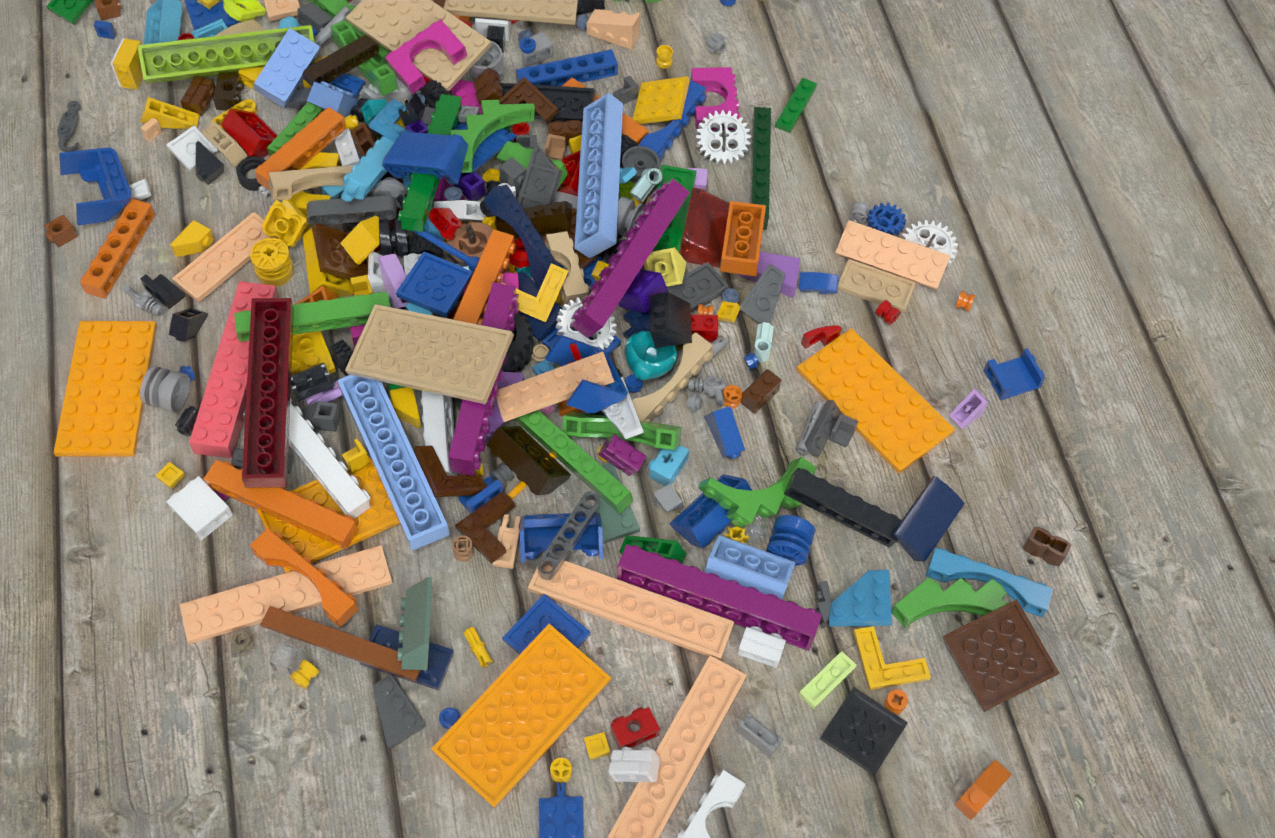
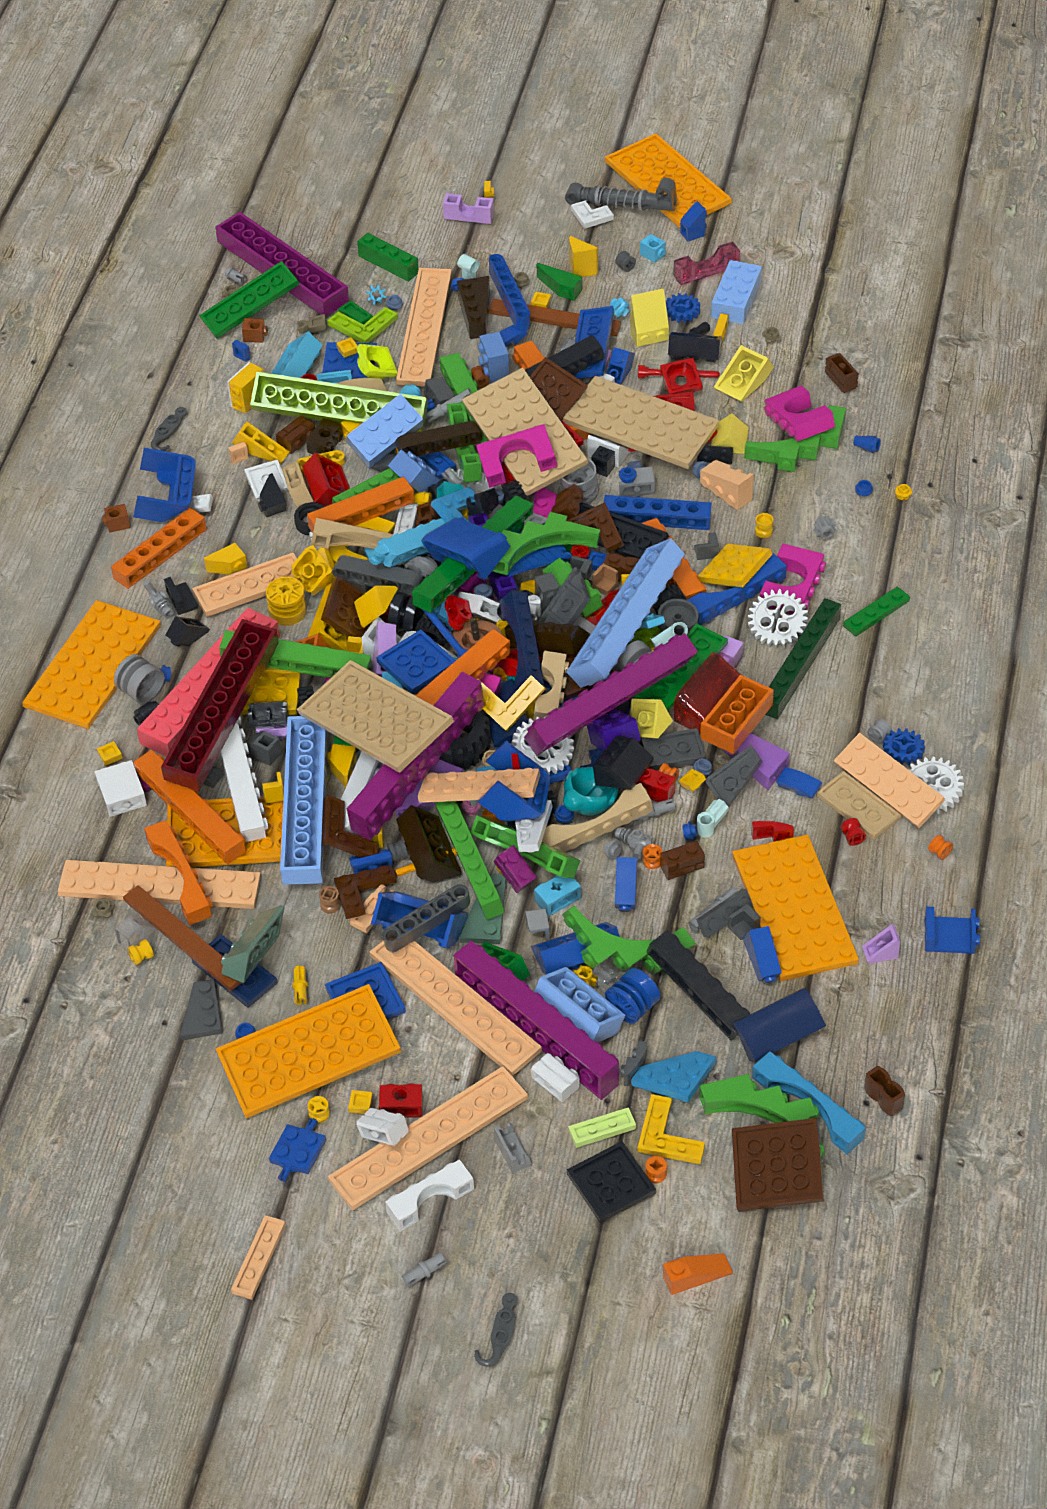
camera: 30 degrees right, 10 degrees down
(540, 131) = (597, 559): none -> blue plate
(877, 455) = (762, 954): none -> blue slope

